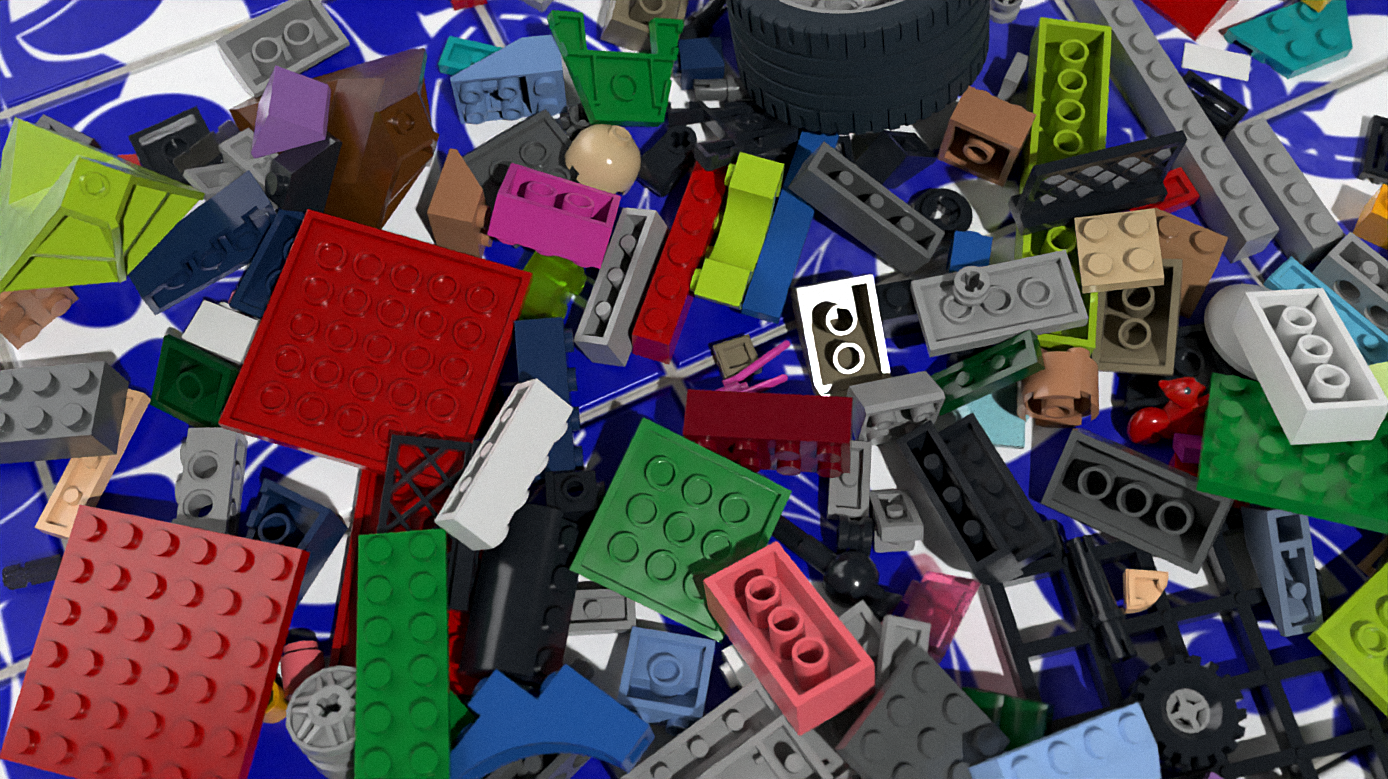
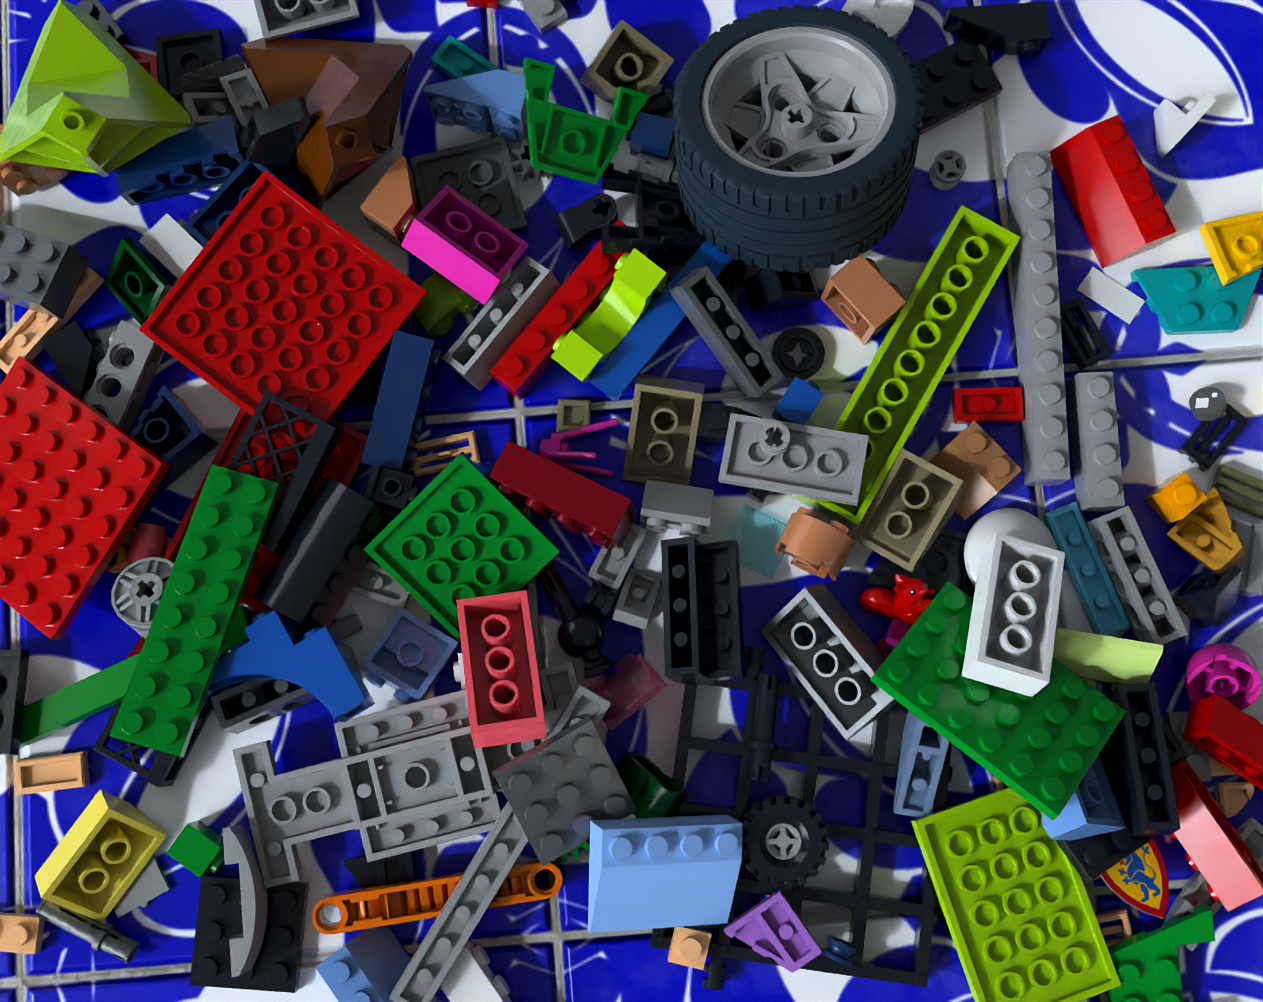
camera: 25 degrees right, 15 degrees up
(143, 486) = (76, 355): none -> black slope
(290, 113) = (281, 75): medium lavender slope -> none
(505, 466) = (339, 452): white brick -> none
(602, 436) = (439, 442): none -> light nougat tile
(605, 158) = (531, 203): tan cylinder -> none
(990, 370) = (760, 511): dark green plate -> none
(1013, 77) = (917, 249): light grey tile -> none
(1096, 183) = (921, 390): black fence -> none
(1119, 251) = (915, 451): tan plate -> none
(1142, 588) = (802, 732): light nougat tile -> none
(1364, 122) = (1207, 404): none -> dark grey tile

